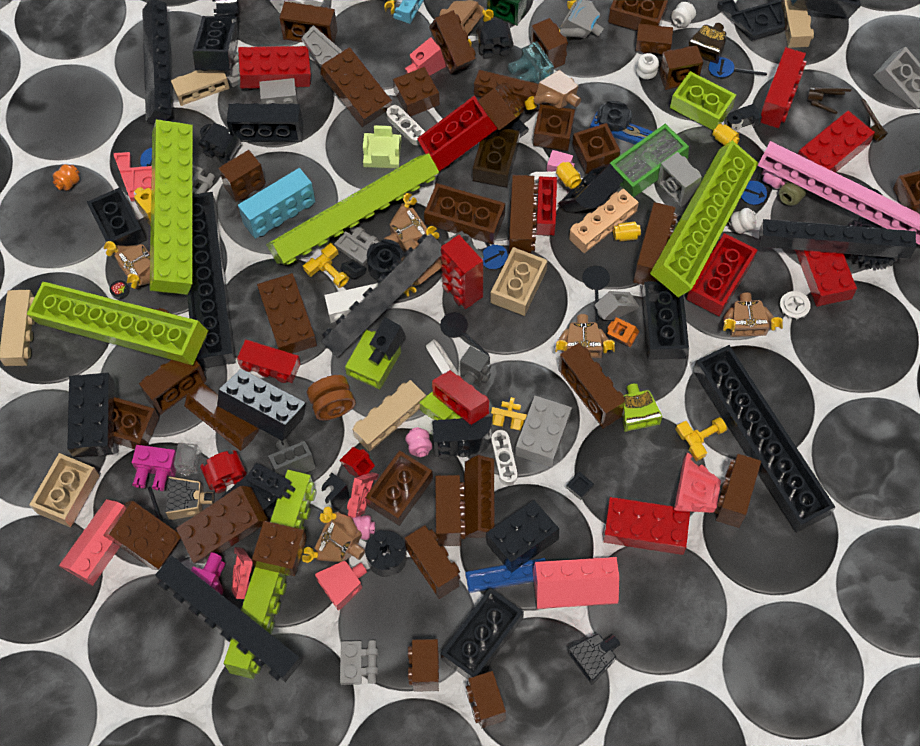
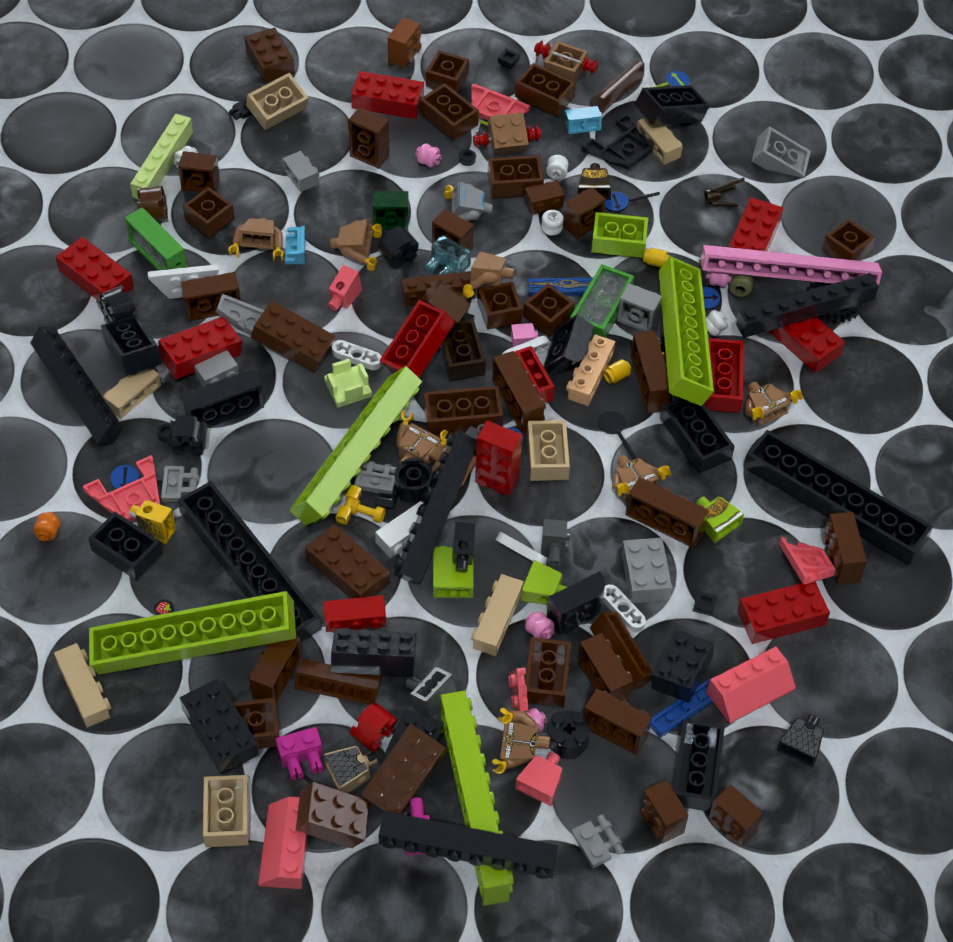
camera: 30 degrees left, 10 degrees down
(133, 261) = (168, 577): torso -> none
(171, 208) = (185, 507): lime brick -> none
(187, 458) = (330, 731): clear brick -> none
(241, 573) = (449, 804): coral wing -> none
(242, 175) = (229, 456): reddish brown brick -> none
(269, 481) = (431, 712): black hinge -> none
(277, 203) = (279, 468): medium azure brick -> none
(279, 548) = (479, 763): reddish brown brick -> none
(331, 397) = (437, 619): dark orange wheel -> none
(339, 492) = (492, 699): black hinge -> none
(357, 462) = (494, 667): red brick -> none
(416, 92) = (351, 320): reddish brown brick -> none
(452, 41) = (367, 260): reddish brown brick -> none
(456, 325) = (509, 514): black piece -> none
(460, 397) = (562, 565): red brick -> none
(500, 414) = (616, 568): yellow hips -> none
(568, 175) = (540, 340): yellow brick -> none
(615, 115) = (547, 273): black tile -> none
(615, 305) = (645, 438): light grey slope -> none
(618, 325) = (665, 451): orange brick -> none
(696, 438) = (781, 521): yellow bar -> none
(743, 117) = (662, 235): black leg -> none
(783, 87) = (683, 198): red brick -> none
(800, 300) = (799, 372): white gear -> none
(880, 132) = (777, 199): dark brown plant -> none

